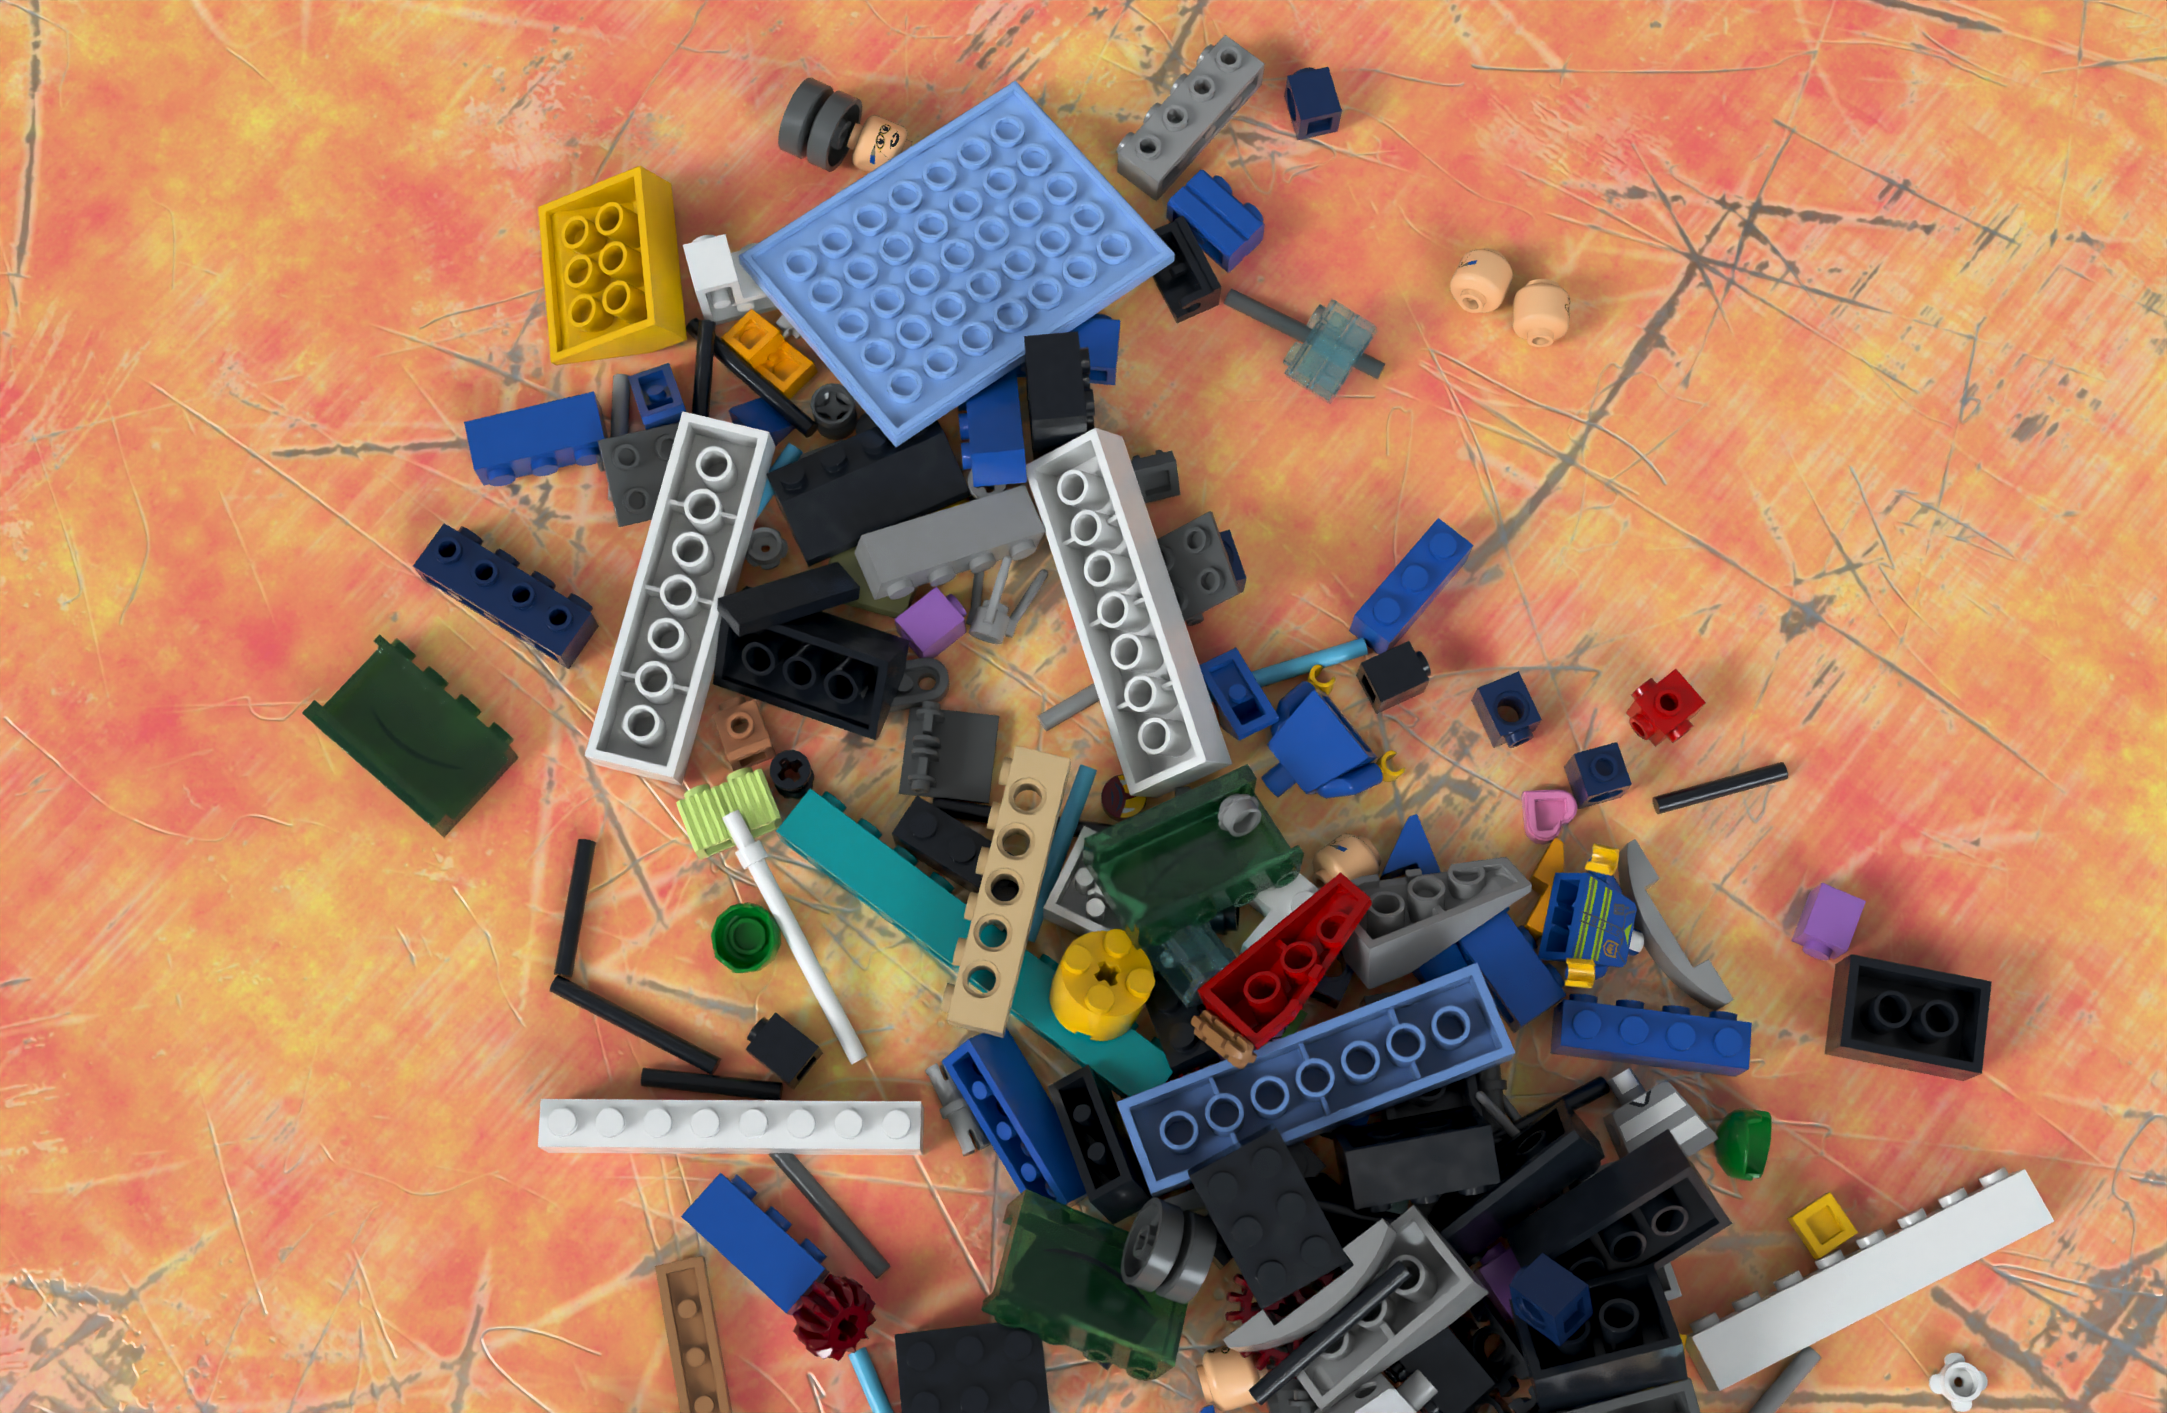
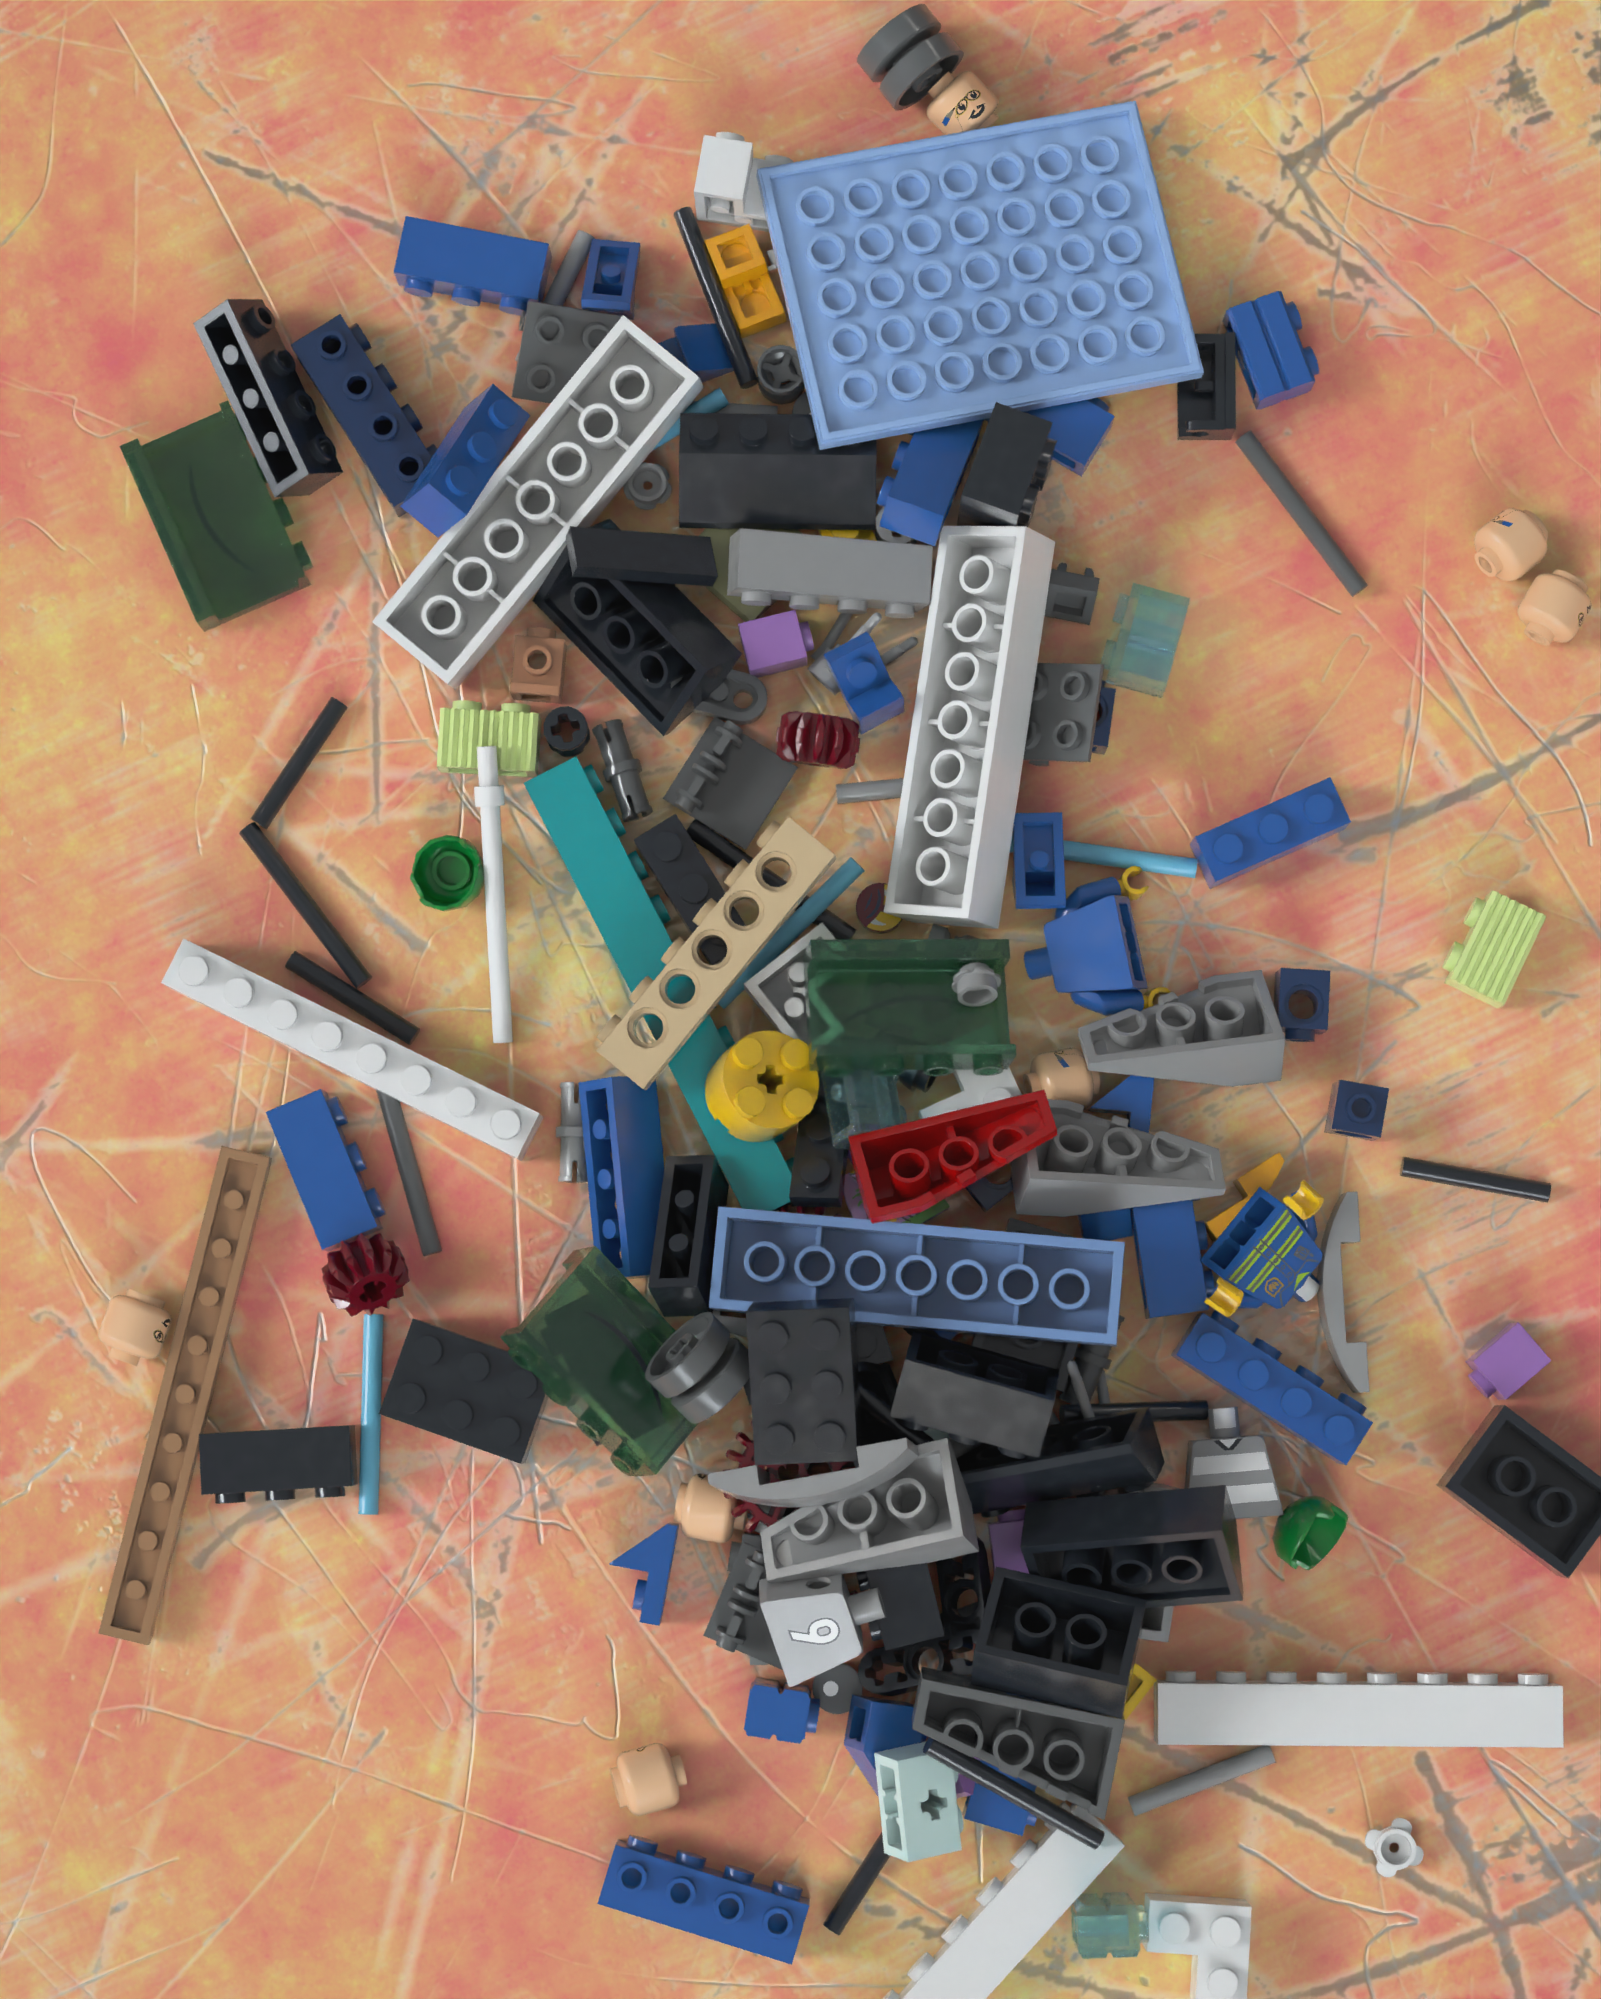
camera: 30 degrees right, 10 degrees up
(413, 617) = (268, 397): none -> black brick
(604, 590) = (465, 461): none -> blue brick
(612, 269) = (627, 115): yellow slope -> none
(703, 367) = (668, 273): black bar -> none
(782, 1049) = (433, 998): black brick -> none
(854, 785) = (622, 770): none -> dark grey pin
(1006, 682) = (818, 740): none -> dark red gear
(1023, 619) = (865, 682): none -> blue slope
(1189, 117) = (1299, 223): light grey brick -> none
(1223, 1039) = (848, 1196): medium nougat axle -> none
(1232, 483) = (1146, 639): none -> clear light blue brick
(1312, 102) = (1436, 266): dark blue brick -> none
(1329, 351) = (1312, 548): clear light blue brick -> none
(1330, 1332) = (811, 1515): black bar -> none
(1394, 676) = (1207, 914): black brick -> none
(1448, 770) = (1207, 1036): none -> light grey wedge
(1546, 812) = (1289, 1121): bright pink tile -> none
(1550, 1299) = (1029, 1586): dark blue brick -> none
(1636, 596) = (1493, 948): none -> yellowish green brick
(1664, 708) = (1474, 1071): red brick -> none
(1822, 1225) = (1343, 1643): yellow plate -> none

